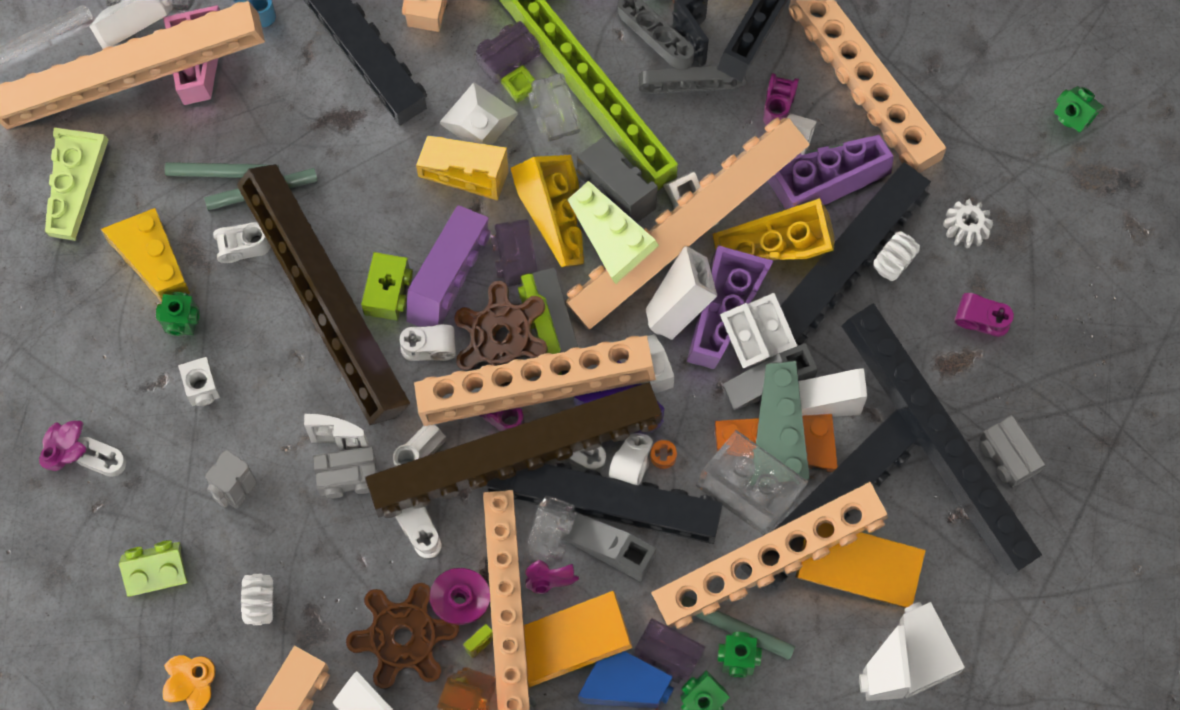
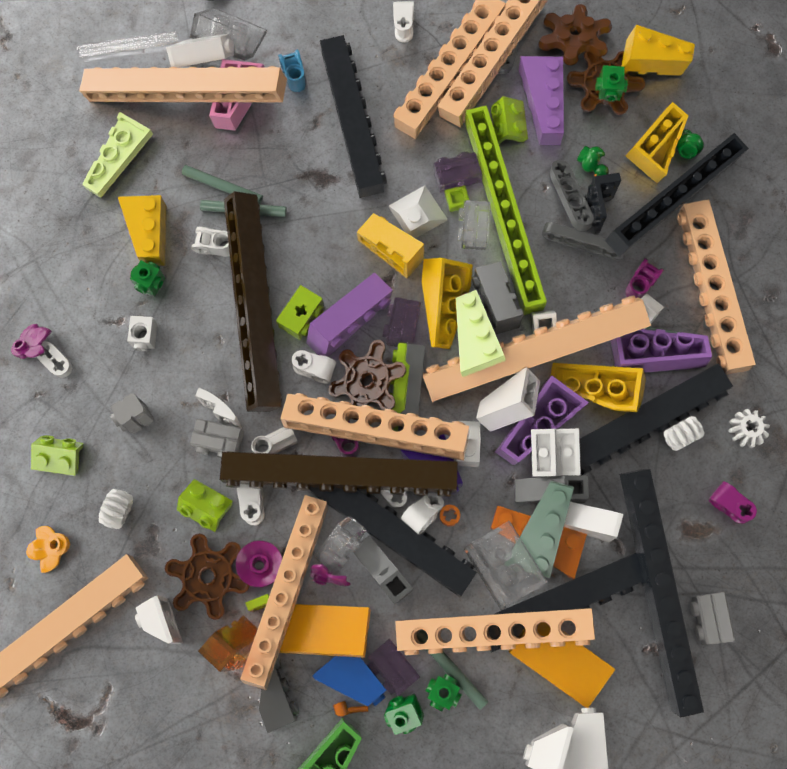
camera: 25 degrees right, 5 degrees up
(362, 556) = (203, 505): none -> lime bracket

